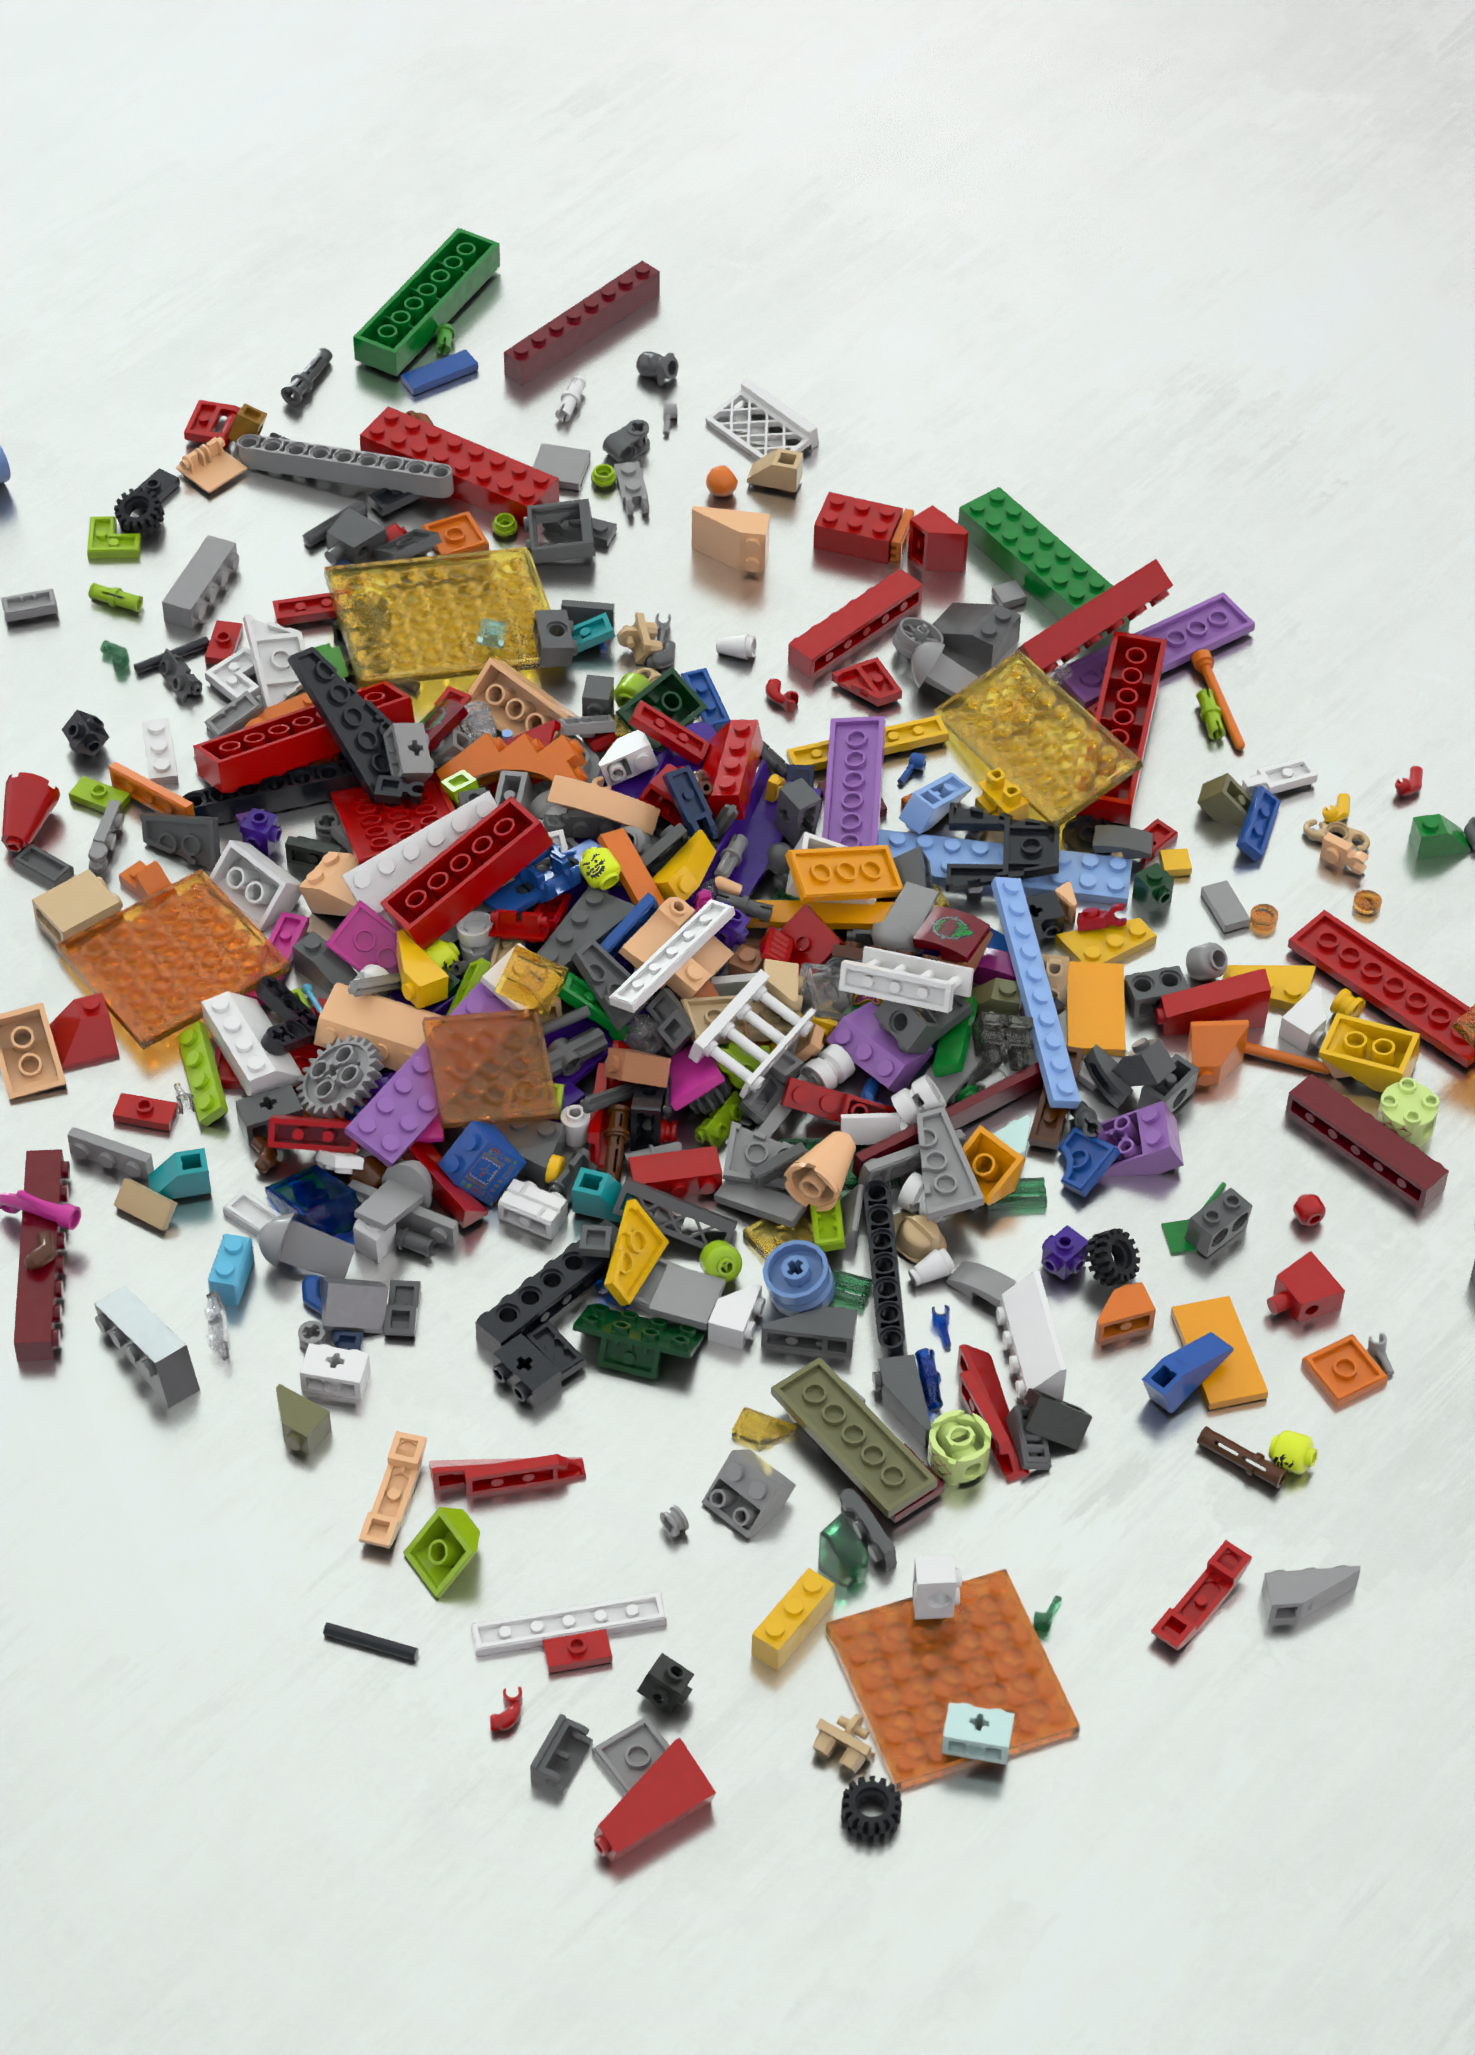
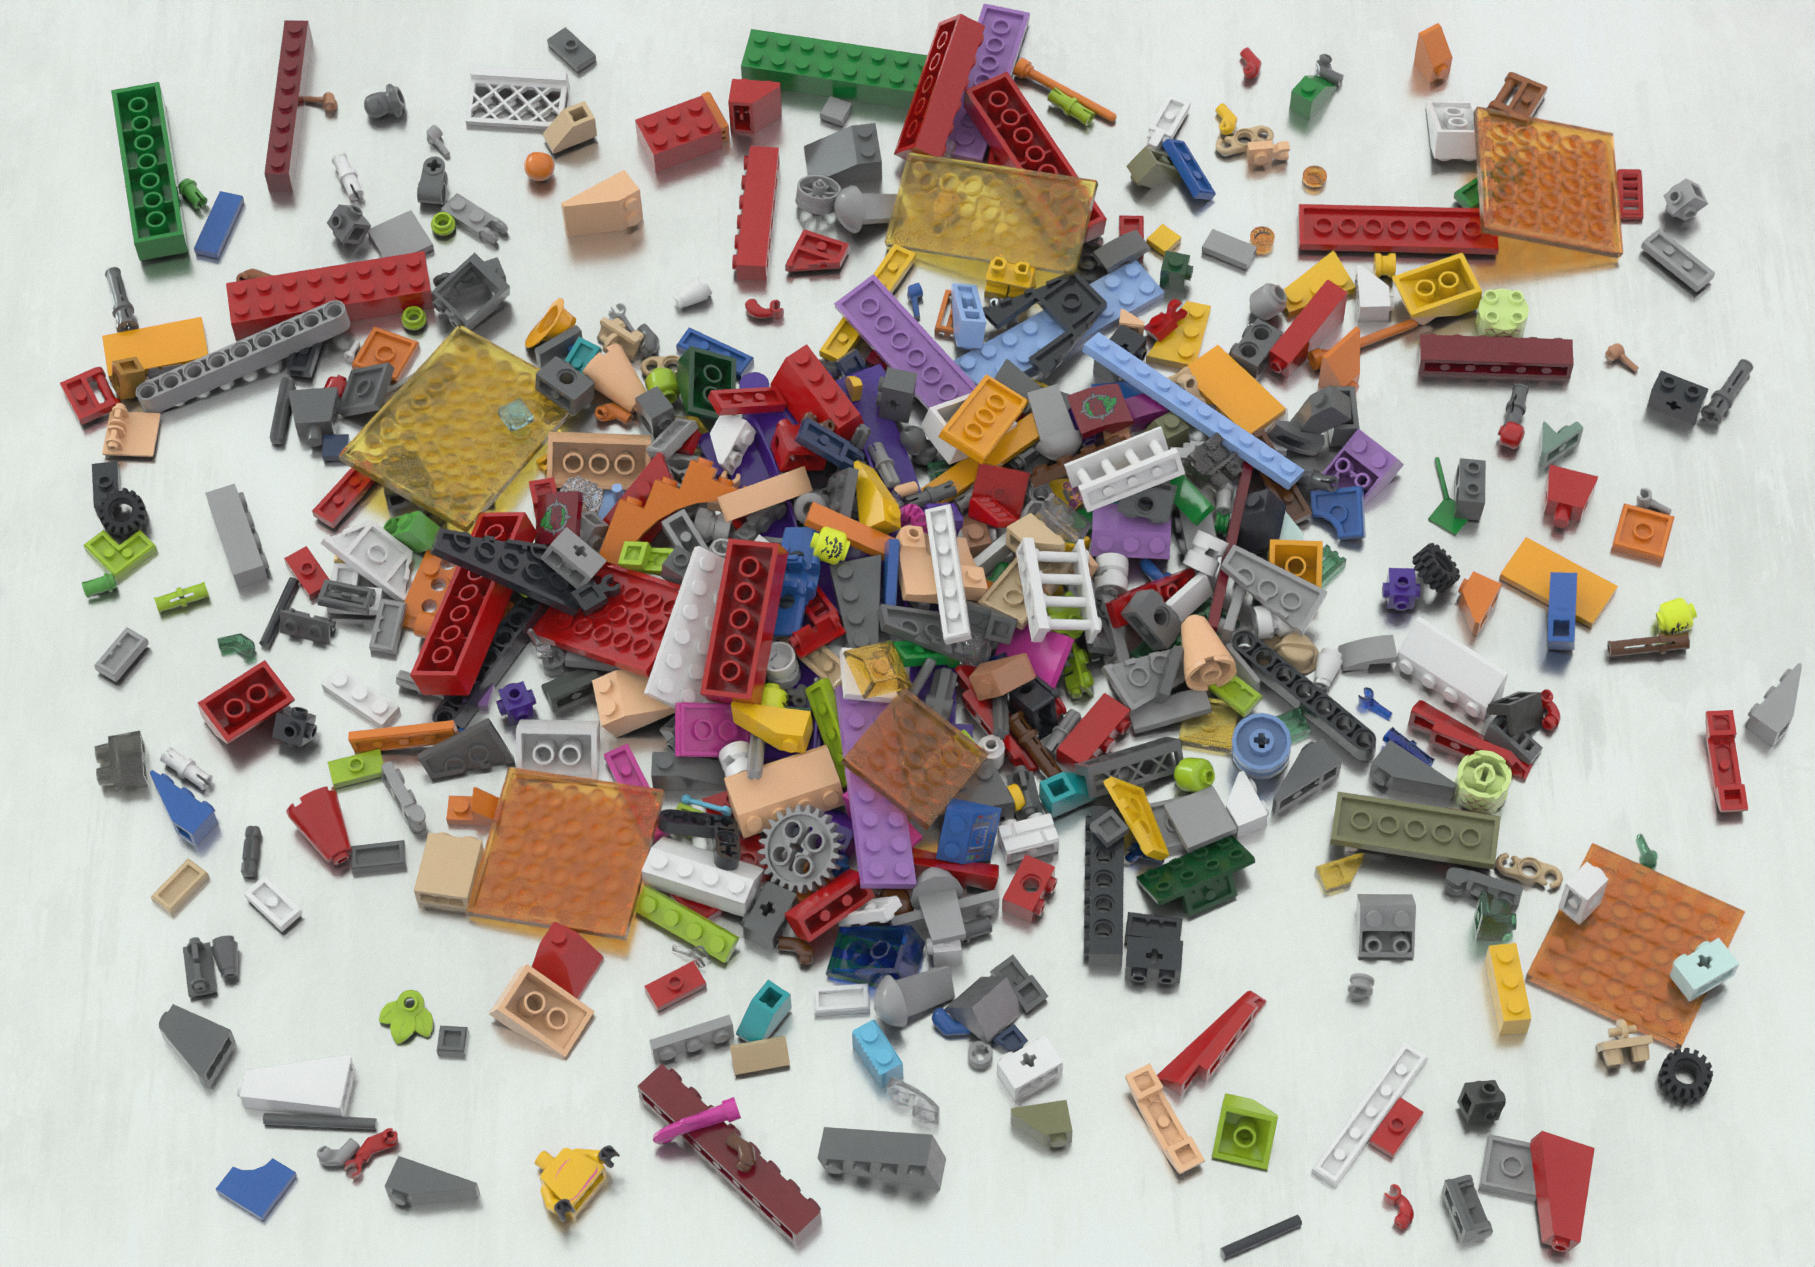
camera: 40 degrees left, 10 degrees up
(68, 688) = (244, 702): none -> red slope
(75, 551) = (99, 585): none -> bright green pin
(226, 689) = (345, 601): none -> dark grey tile
(300, 421) = (158, 344): none -> light orange tile
(324, 808) = (542, 649): none -> clear hand
(428, 518) = (350, 355): none -> white piece
(489, 1245) = (1029, 874): none -> red brick
(529, 428) = (348, 224): none -> dark grey brick
(572, 685) = (613, 411): none -> orange arm
(602, 652) = (615, 377): none -> light nougat cone
(607, 593) = (552, 324): none -> light orange piece
(616, 339) = (328, 101): none -> nougat hand
(804, 1104) = (1140, 614): none -> dark grey brick
(847, 421) = (571, 49): none -> dark grey plate
(913, 1540) = (1516, 871): none -> tan piece
(998, 1110) = (1260, 521): none -> black slope
(1091, 1448) = (1553, 715): none -> red arm
(1339, 1245) = (1555, 444): none -> sand green slope
(1341, 1192) = (1516, 406): none -> dark grey pin

